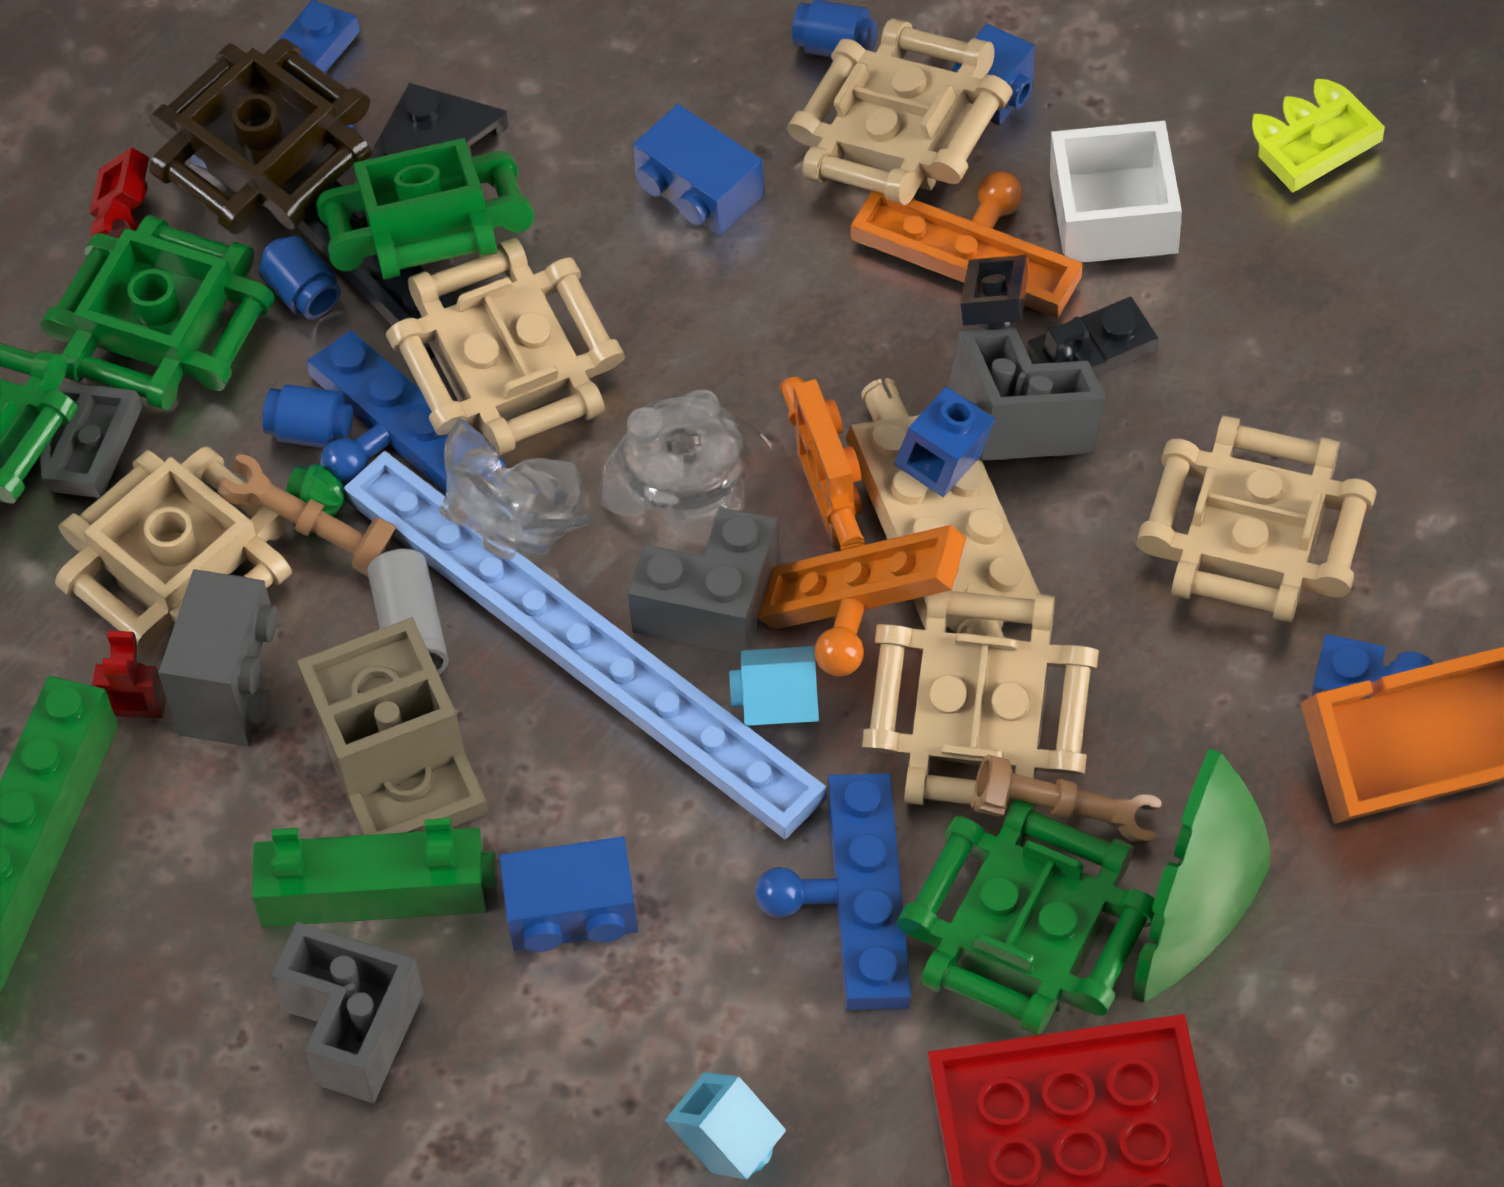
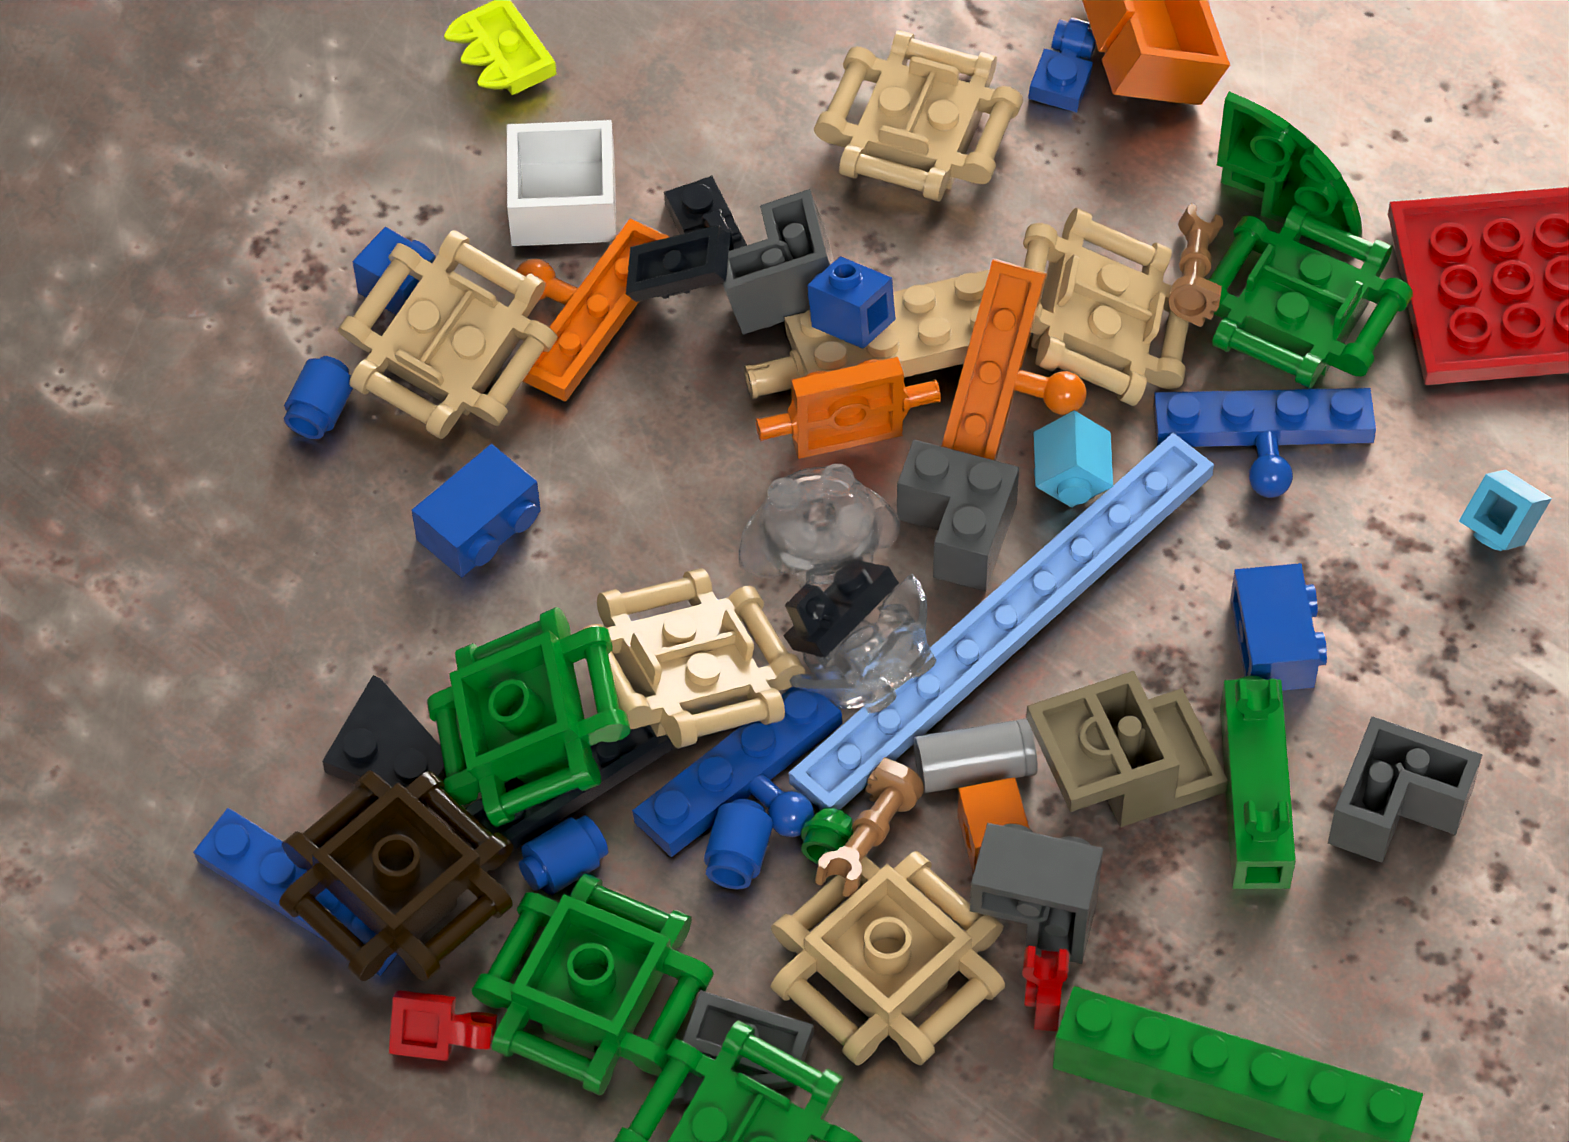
camera: 90 degrees left, 0 degrees up
(313, 625) = (988, 803): none -> orange brick
(550, 459) = (829, 616): none -> black hinge

